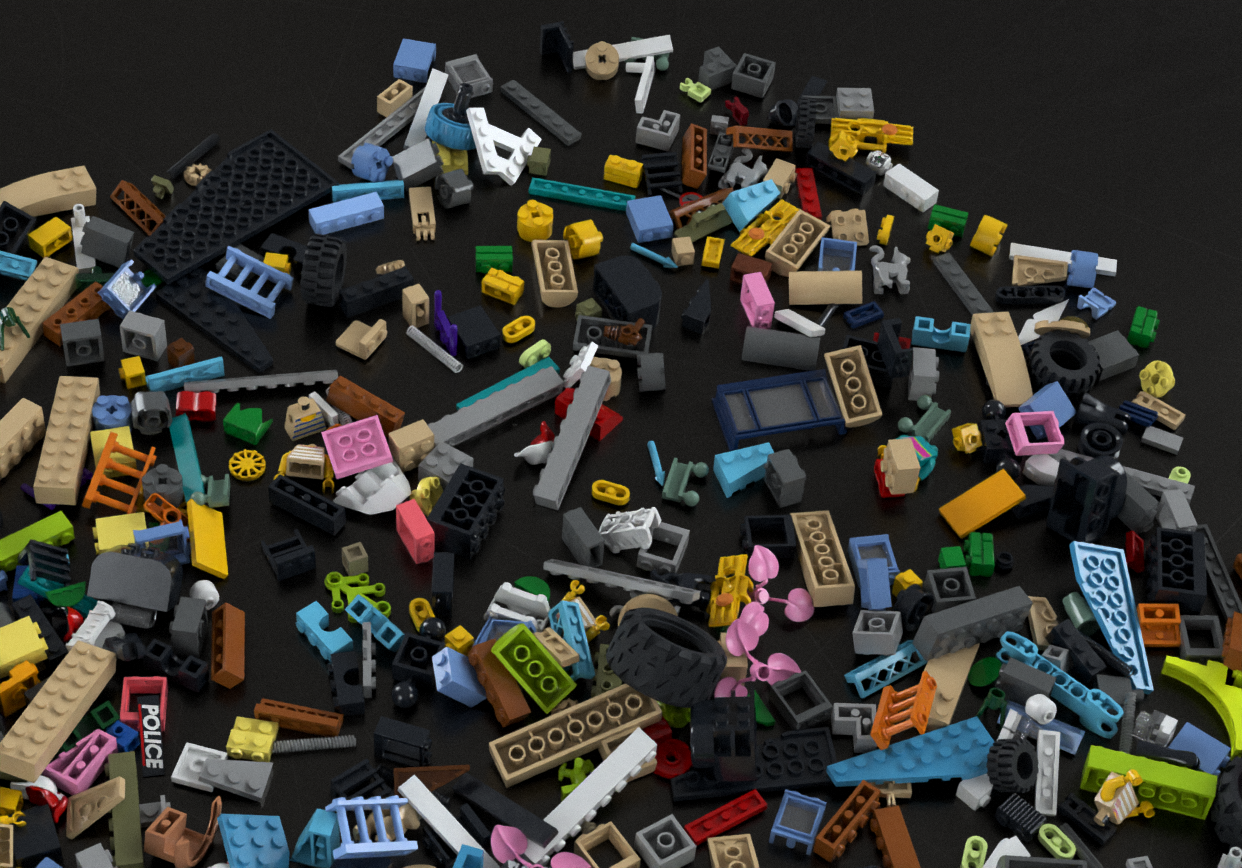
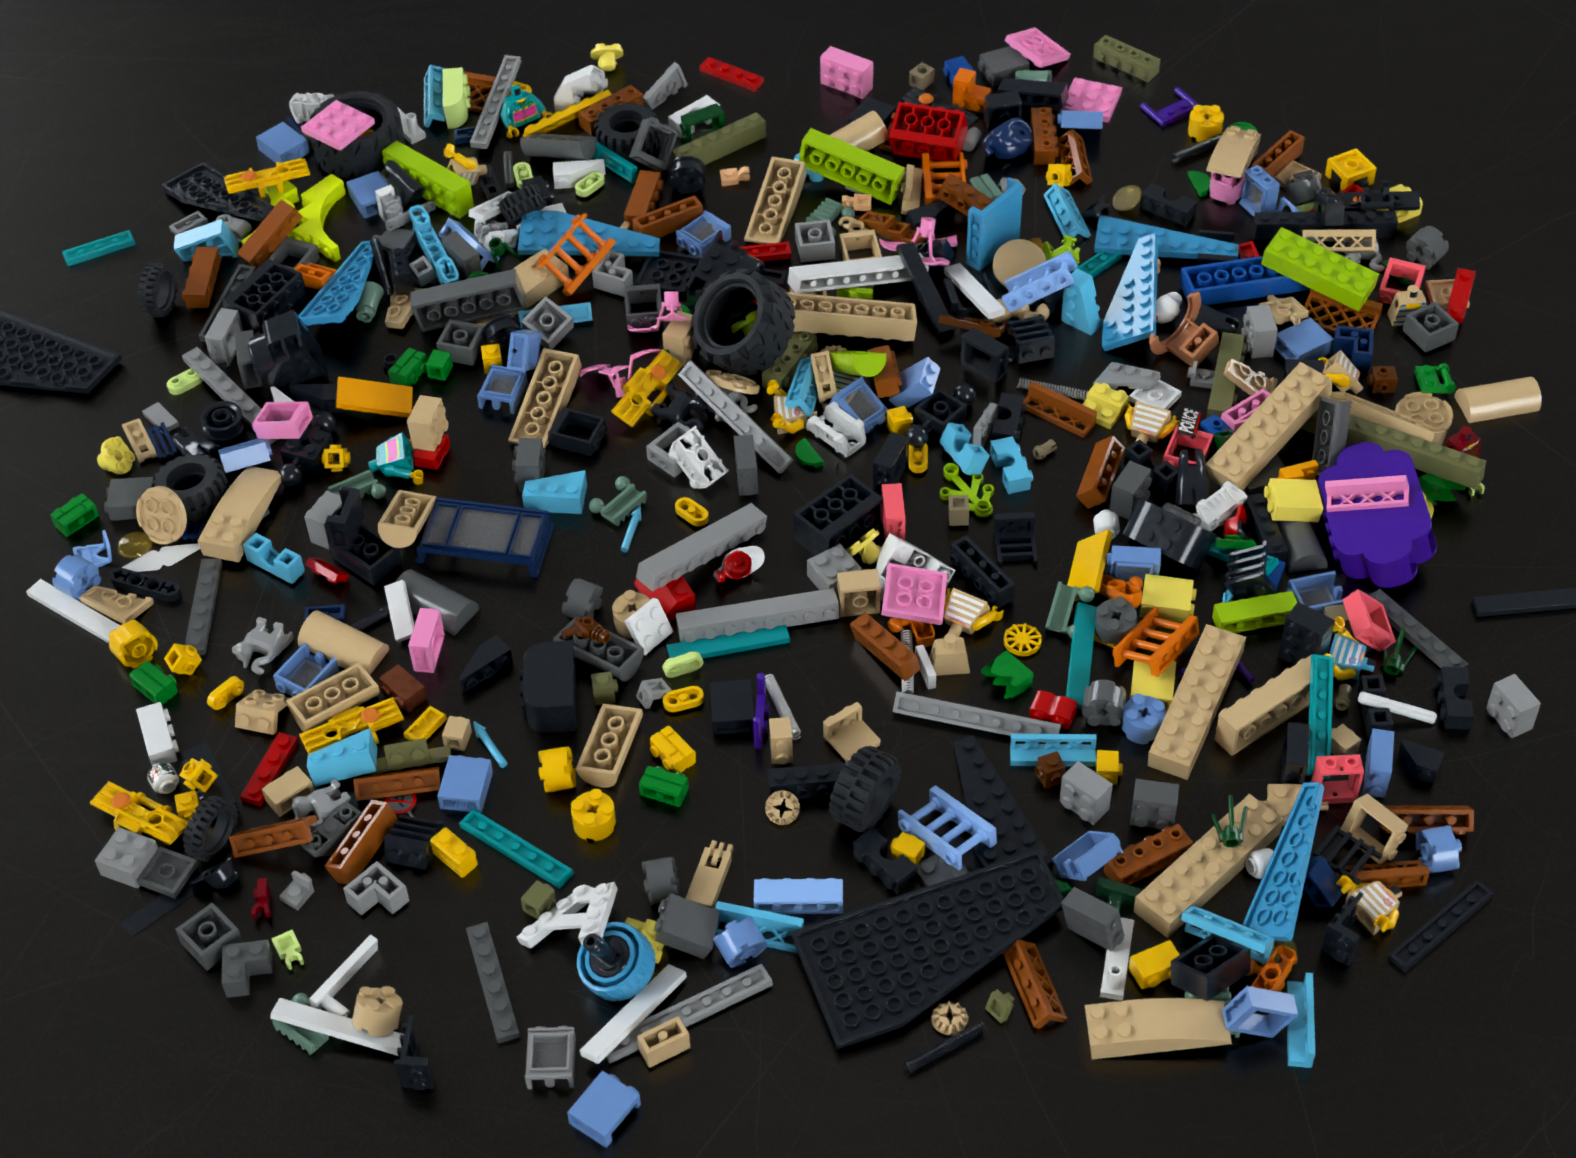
camera: 150 degrees left, 0 degrees up
(194, 719) = (1149, 422): none -> torso
(299, 660) = (1041, 451): none -> dark tan pin
(546, 326) = (651, 690): none -> light grey bracket
(1040, 709) = (469, 231): white head -> none

